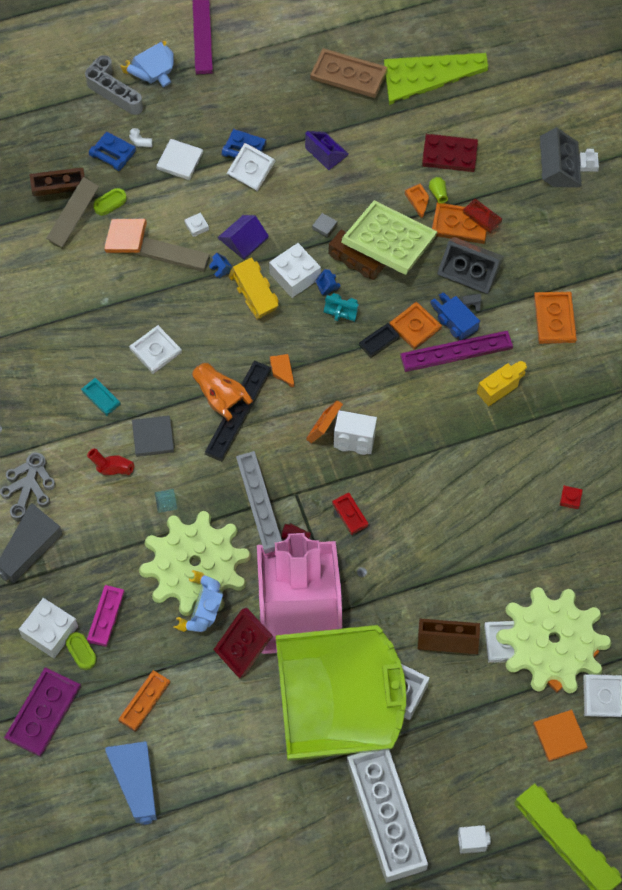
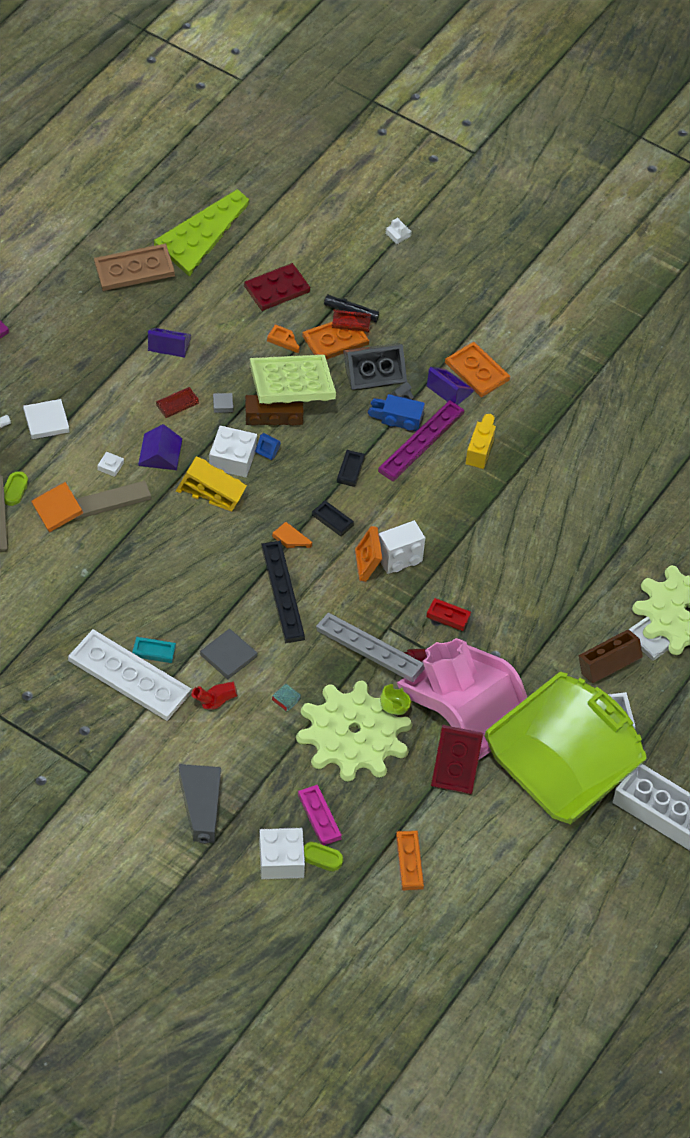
camera: 40 degrees left, 10 degrees down
(27, 484) = (157, 755): light grey plant -> none
(42, 712) = (333, 922): magenta tile -> none
(63, 406) = (129, 675): none -> white plate
(134, 776) = (458, 920): medium blue slope -> none
(155, 349) = (167, 584): white tile -> none
(206, 604) = (400, 750): light blue torso -> none
(219, 389) = (255, 583): orange animal -> none
(222, 263) = (164, 481): blue tile -> none
(237, 141) = (97, 375): blue plate -> none
(240, 559) = (395, 700): none -> lime hair
(251, 167) = (118, 389): white tile -> none
(290, 204) = (177, 402): none -> clear red tile
(329, 373) = (333, 518): none -> black tile
(341, 308) = (298, 459): teal hips -> none
(415, 325) = (370, 439): orange tile -> none
(438, 189) = (296, 320): lime cone -> none
(488, 199) = (344, 305): none -> black pin
(518, 317) = (448, 385): none -> dark purple slope
(560, 159) = (374, 242): dark grey slope -> none
(571, 497) = (609, 498): red plate -> none

